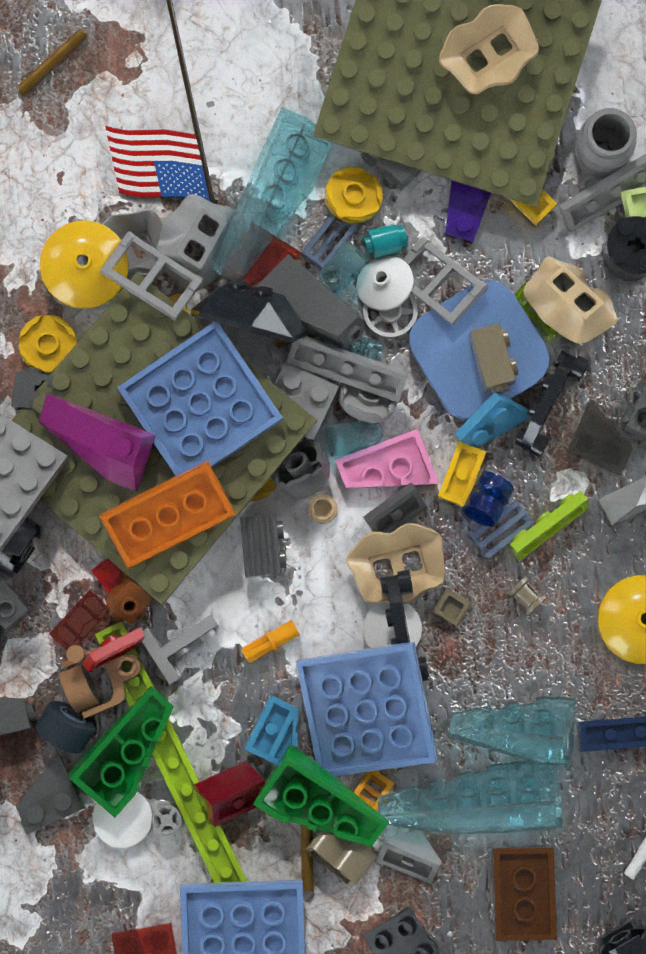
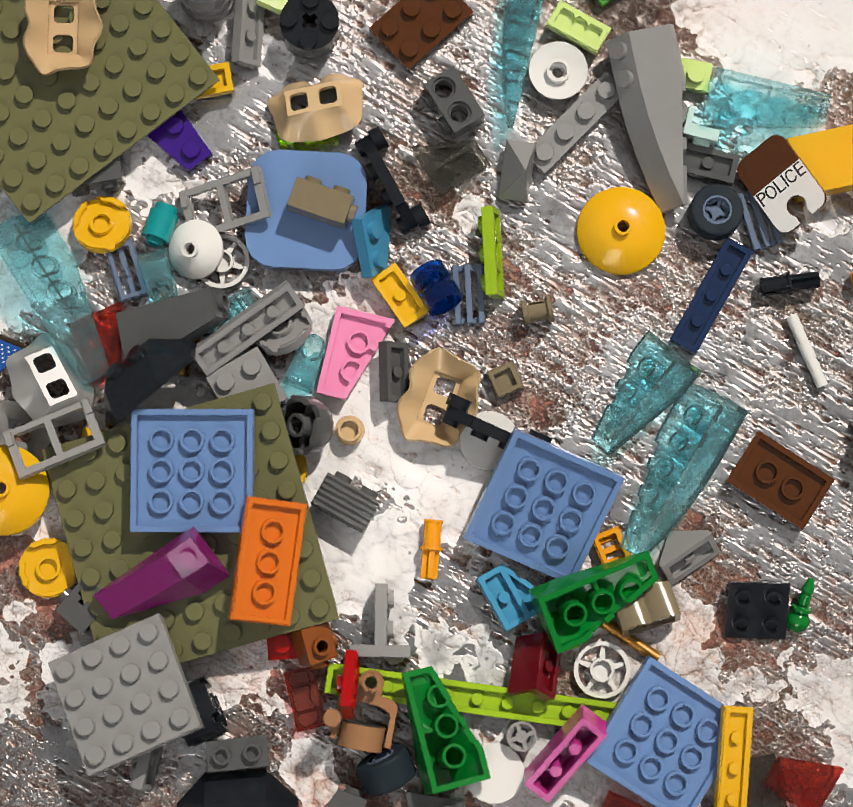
camera: 55 degrees left, 0 degrees up
(176, 865) = (565, 753): none -> dark pink brick
(266, 849) = (602, 669): none -> white wheel

